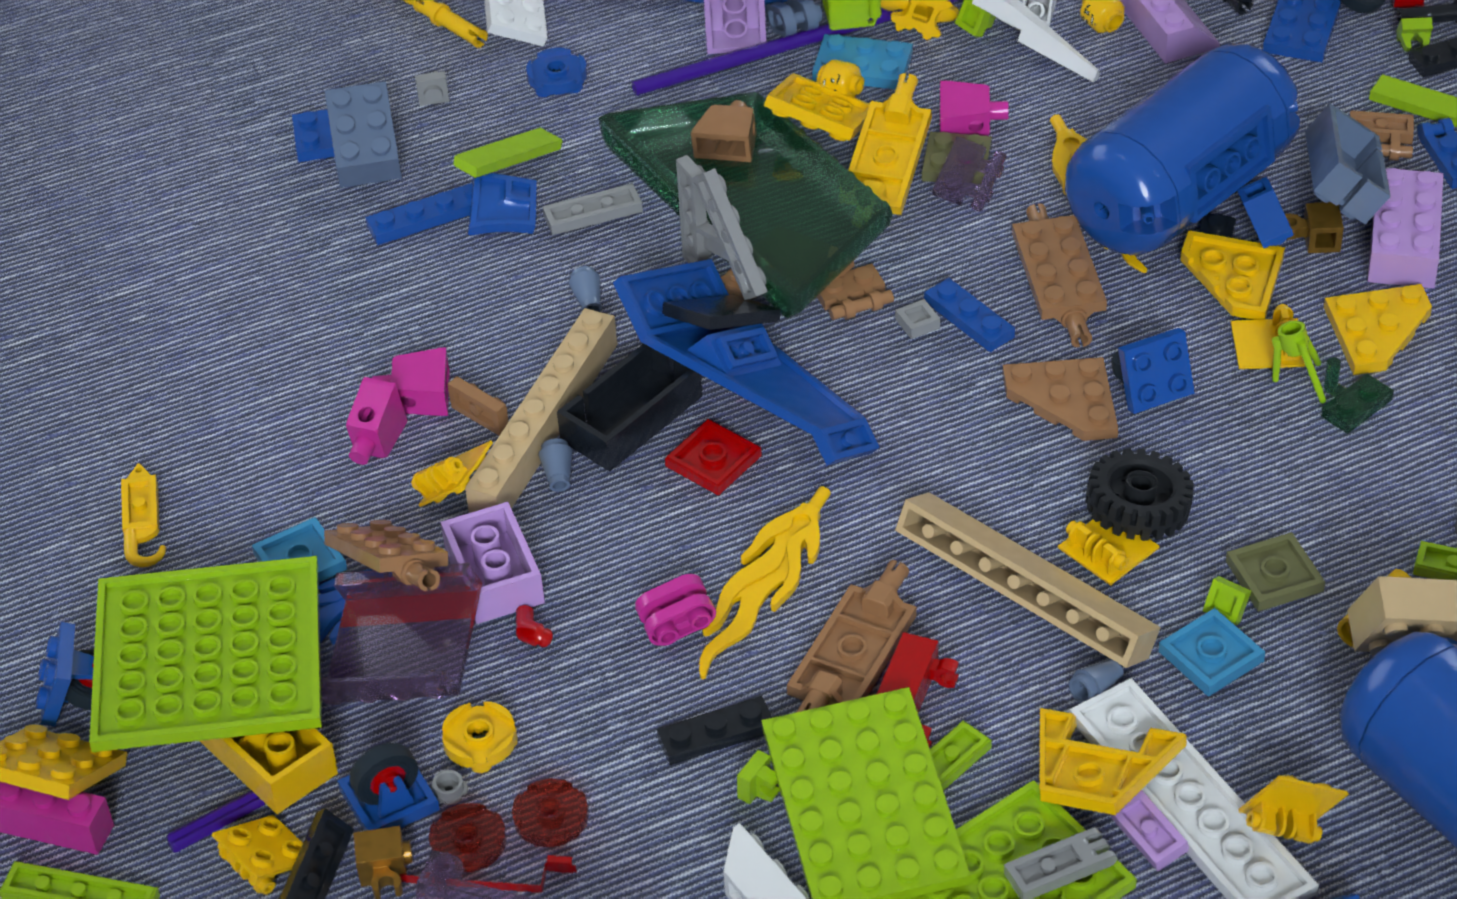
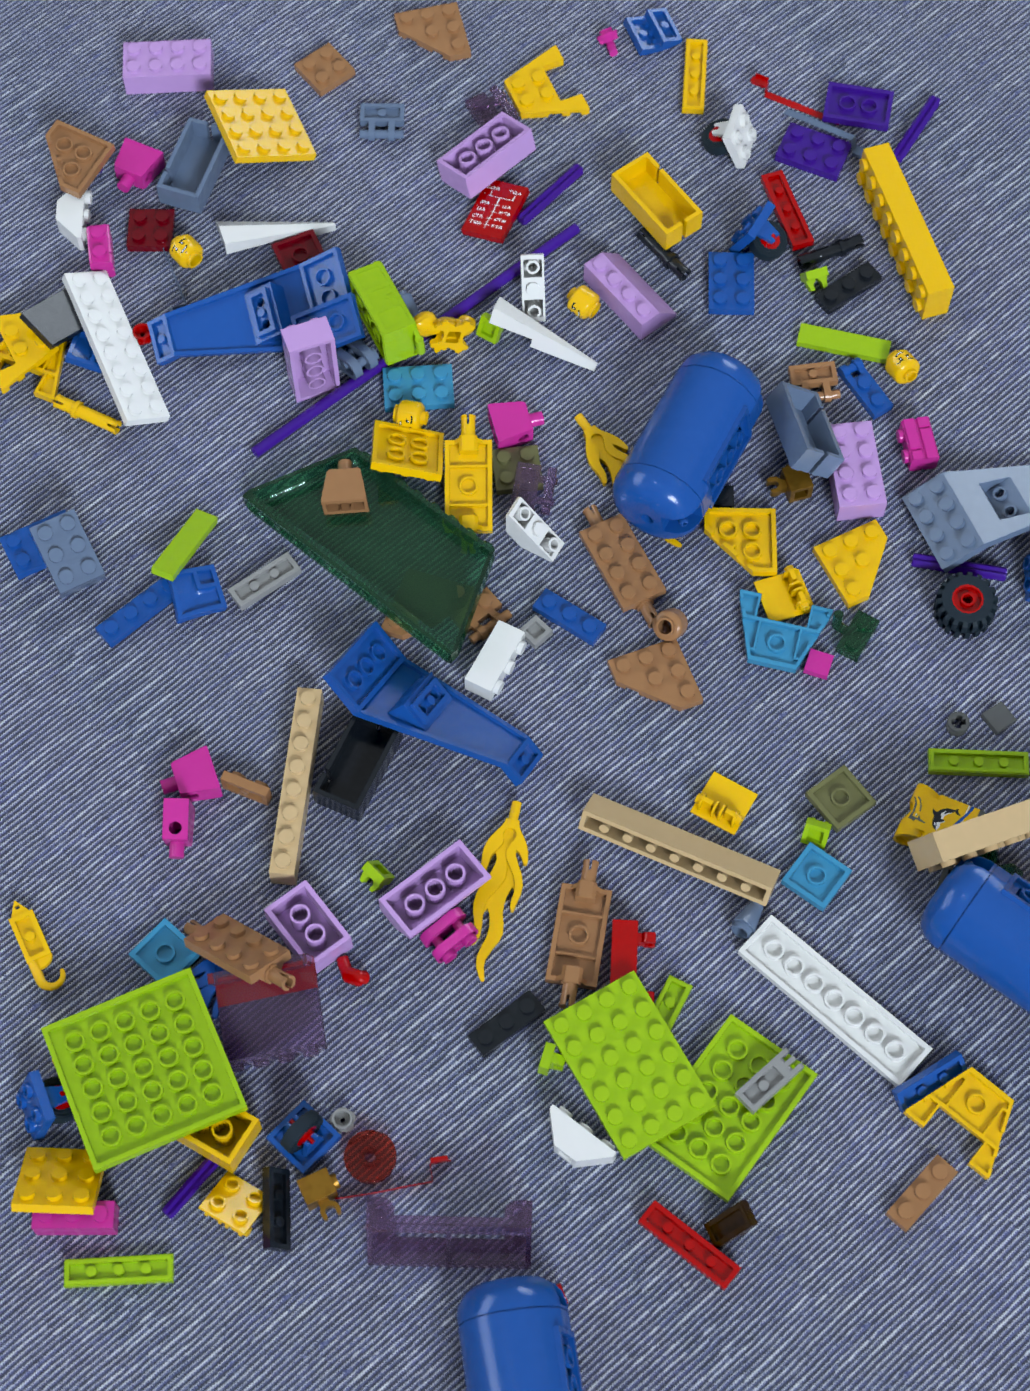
camera: 20 degrees left, 20 degrees up
(432, 88) = (100, 489): light grey plate -> none
(448, 475) = (252, 856): yellow hinge -> none
(482, 752) = (354, 1085): yellow plate -> none
(545, 799) = (423, 1109): clear red plate -> none
(556, 463) = (321, 826): sand blue cone -> none
(568, 79) = (191, 461): blue plate -> none
(586, 287) = (287, 660): sand blue cone -> none
(607, 528) = (378, 873): none -> lime tile
(670, 547) = (433, 889): none -> lavender slope
(707, 191) = (380, 602): light grey plate -> none
(713, 457) = (428, 789): red tile -> none
(721, 312) = (401, 672): black tile -> none
(852, 336) = (495, 660): none -> white brick
(948, 210) = (531, 531): none -> white slope
(1098, 337) = (670, 624): none -> medium nougat head
(1098, 775) = (769, 1003): yellow wing -> none
(1139, 494) = (734, 773): black wheel -> none
(1151, 831) = (815, 1032): lavender plate -> none
(1154, 370) = (714, 644): blue plate -> none
(1244, 388) = (775, 642): none -> dark azure wing
(1265, 212) = (757, 485): blue slope -> none
(1291, 808) = (902, 1003): yellow hinge -> none
(1292, 422) = (818, 664): none -> dark pink tile
(1295, 342) = (809, 604): lime plant -> none

